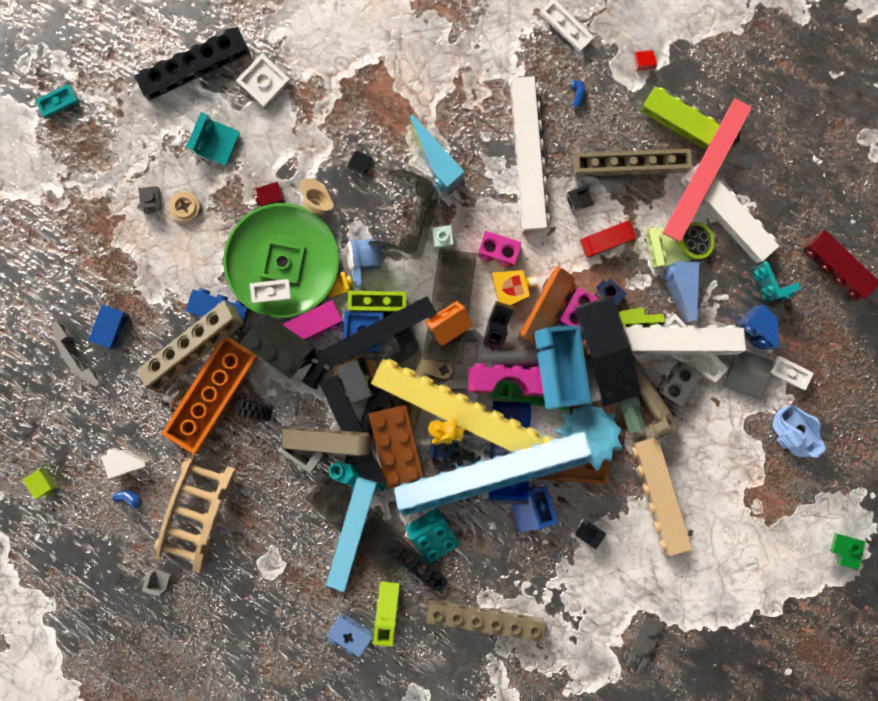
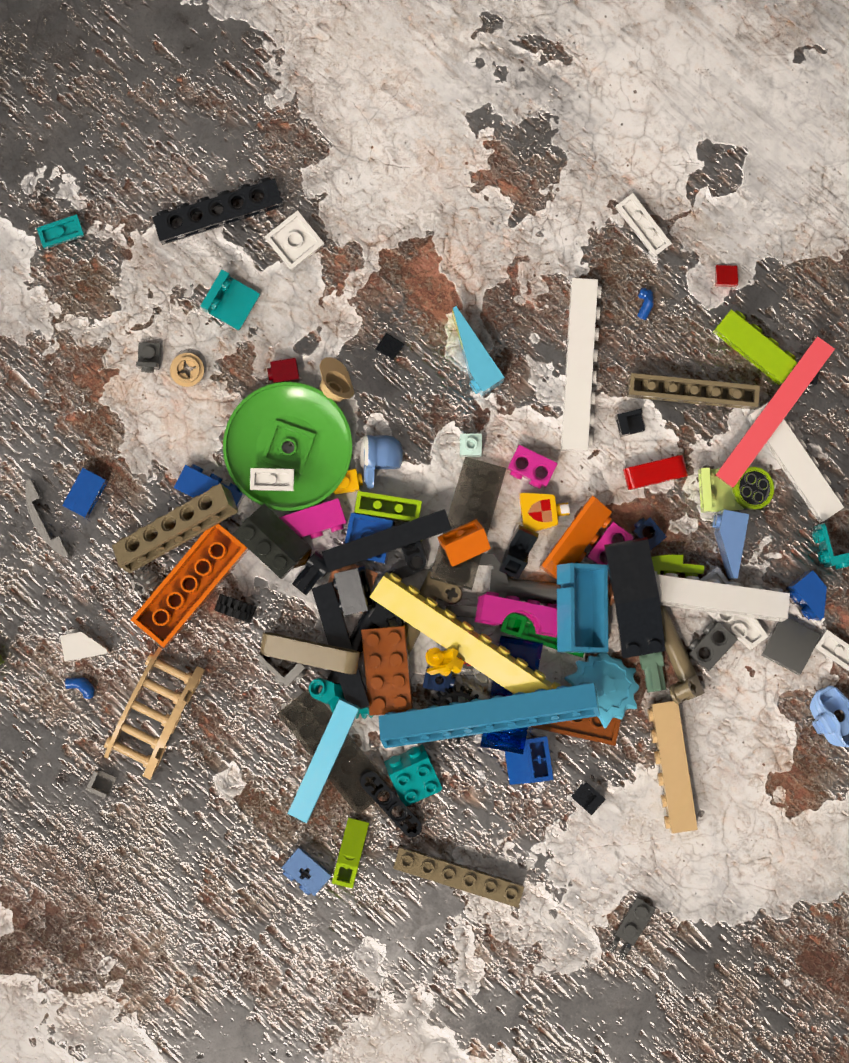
camera: 10 degrees right, 0 degrees up
(413, 244) = (436, 450): clear smoke windscreen -> none

